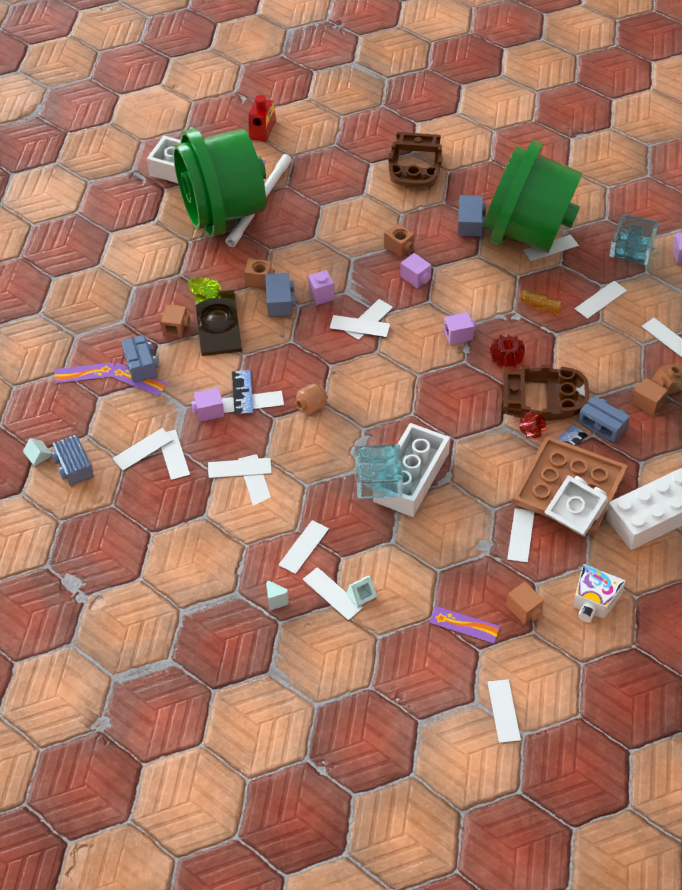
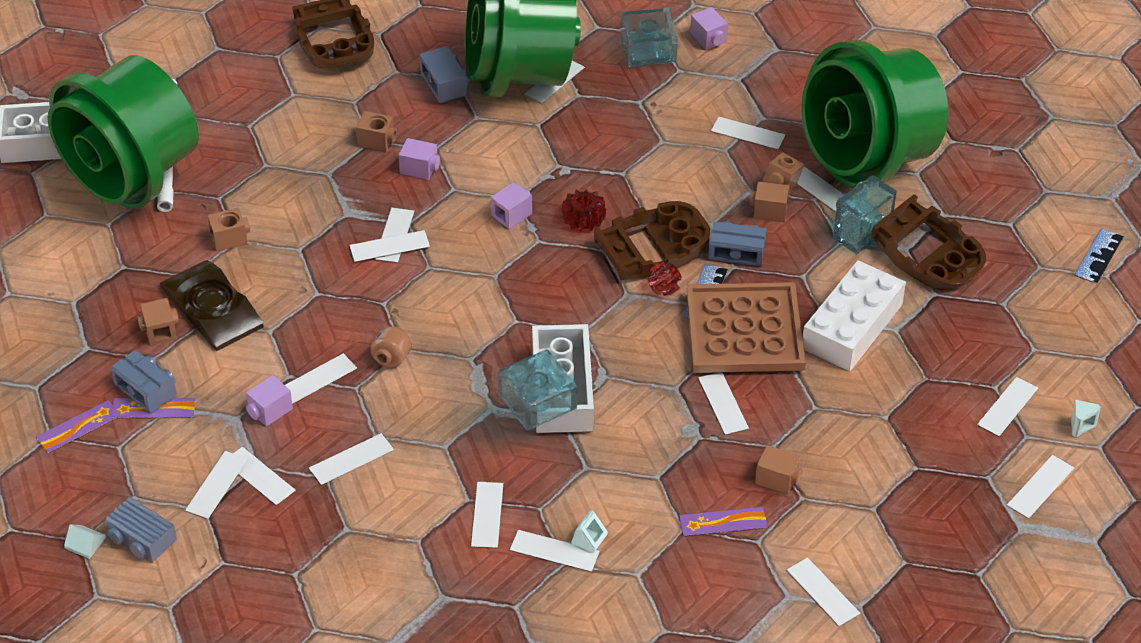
camera: 30 degrees left, 5 degrees down
(204, 287) = (171, 267): clear neon green plate -> none
(242, 392) = (297, 372): sticker -> none
(256, 485) = (384, 470): white sticker -> none
(261, 112) = (107, 36): red torso -> none
(276, 595) = (495, 577): light aqua slope -> none
(279, 294) = (272, 243): sand blue brick -> none
(321, 287) = (317, 217): lavender brick -> none
(541, 301) = (584, 142): clear yellow pin -> none
(577, 505) = (772, 342): white plate -> none
(596, 593) = (844, 427): torso -> none
(600, 299) = (647, 118): white sticker -> none

